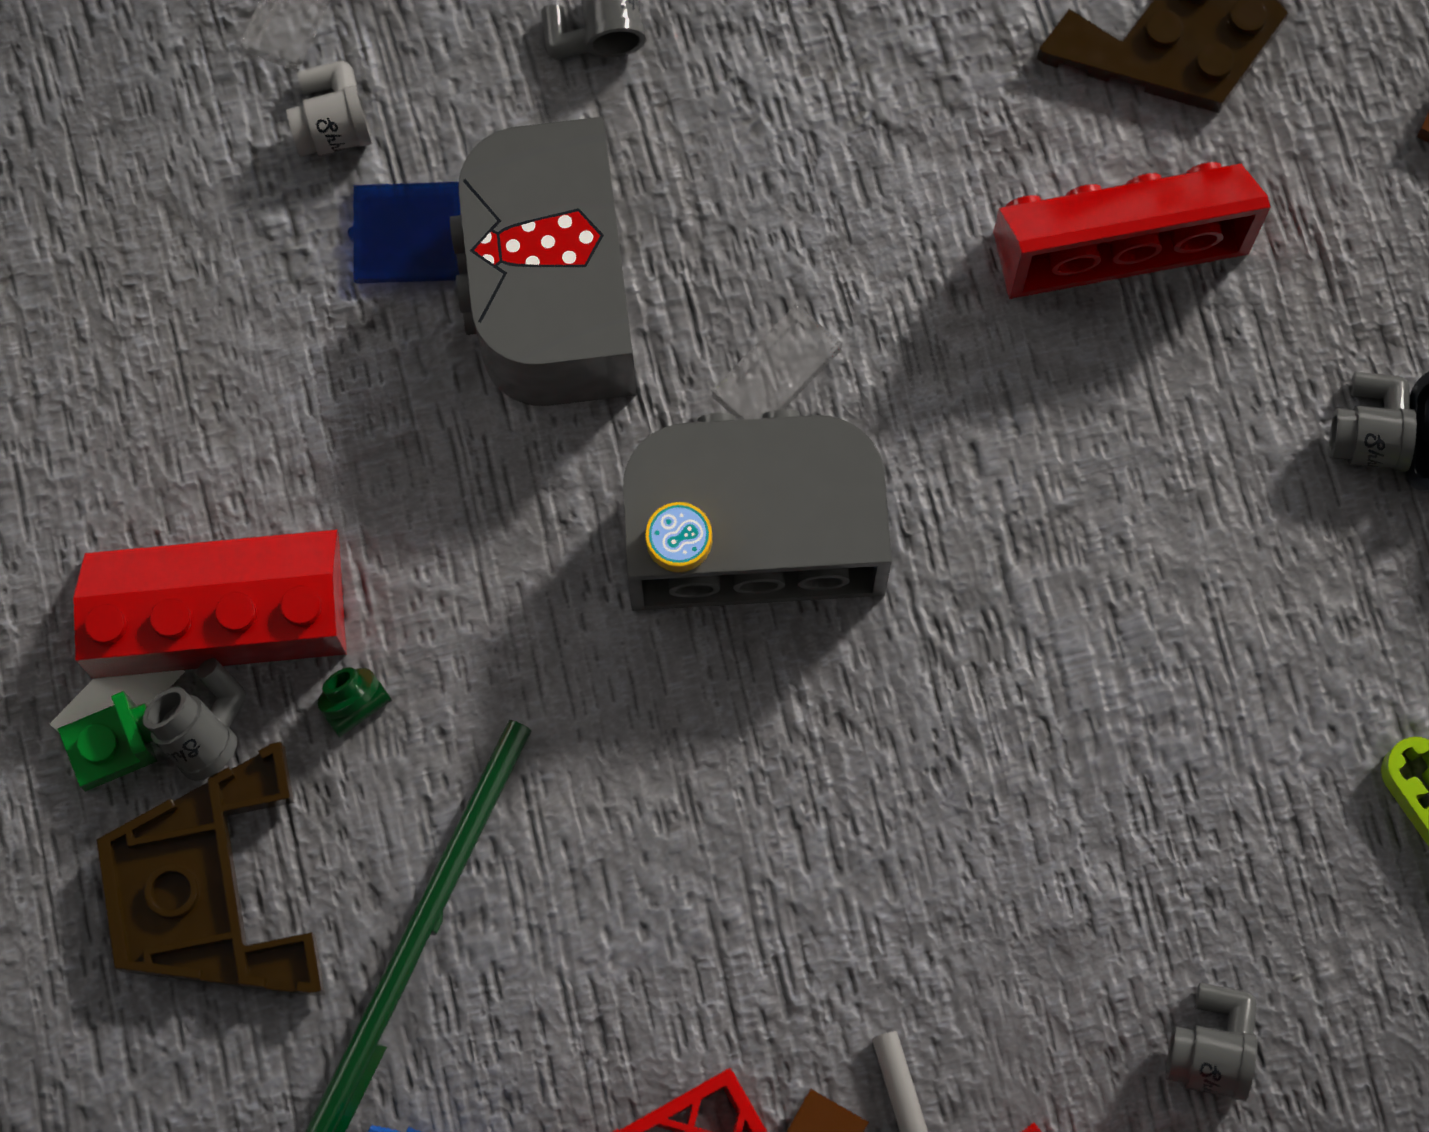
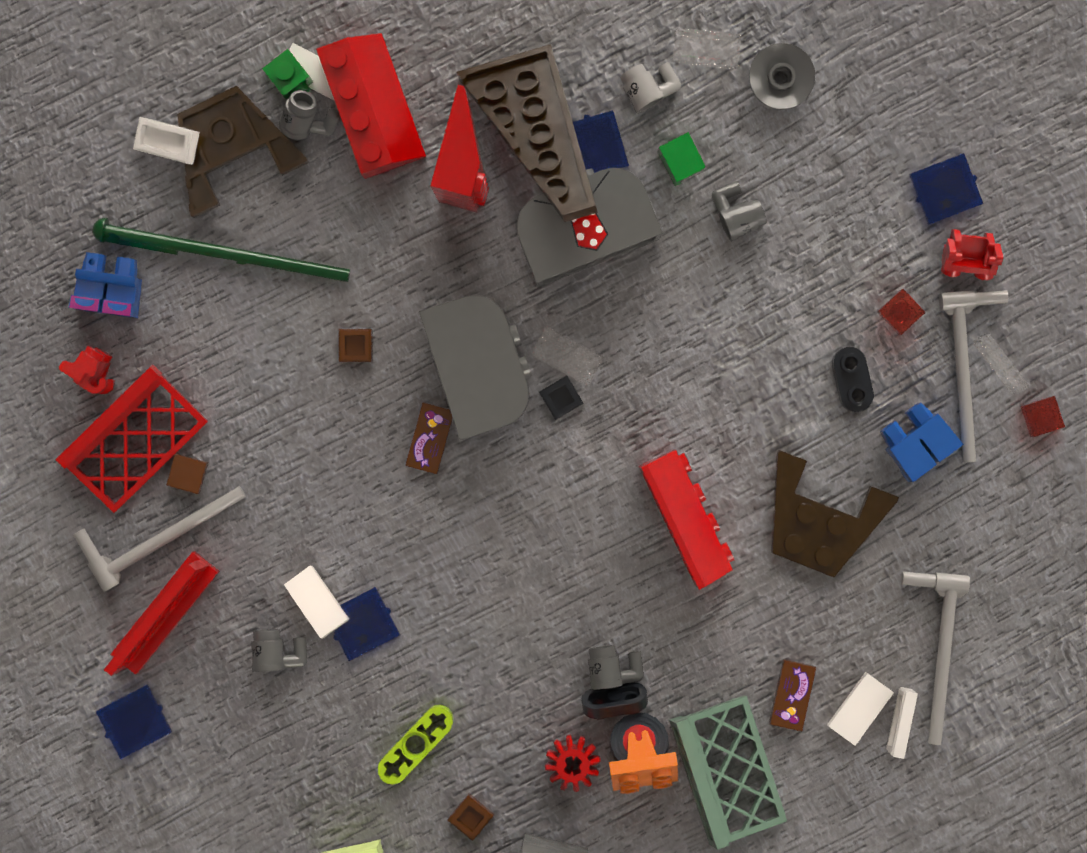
camera: 80 degrees right, 15 degrees up
(159, 1002) = (166, 140): none -> white tile
(324, 299) = (531, 113): none -> dark brown wing
(351, 698) = (340, 188): dark green plate -> none
(360, 422) = (459, 168): none -> red slope
(476, 86) = (681, 158): none -> green panel
(655, 746) = (355, 345): none -> reddish brown tile
(678, 536) = (443, 331): tile -> none
(852, 395) = (561, 397): none -> black tile
(867, 651) = (429, 438): none -> reddish brown tile
(1135, 941) = (316, 602): none -> white tile
(1195, 869) = (367, 624): none -> clear blue piece

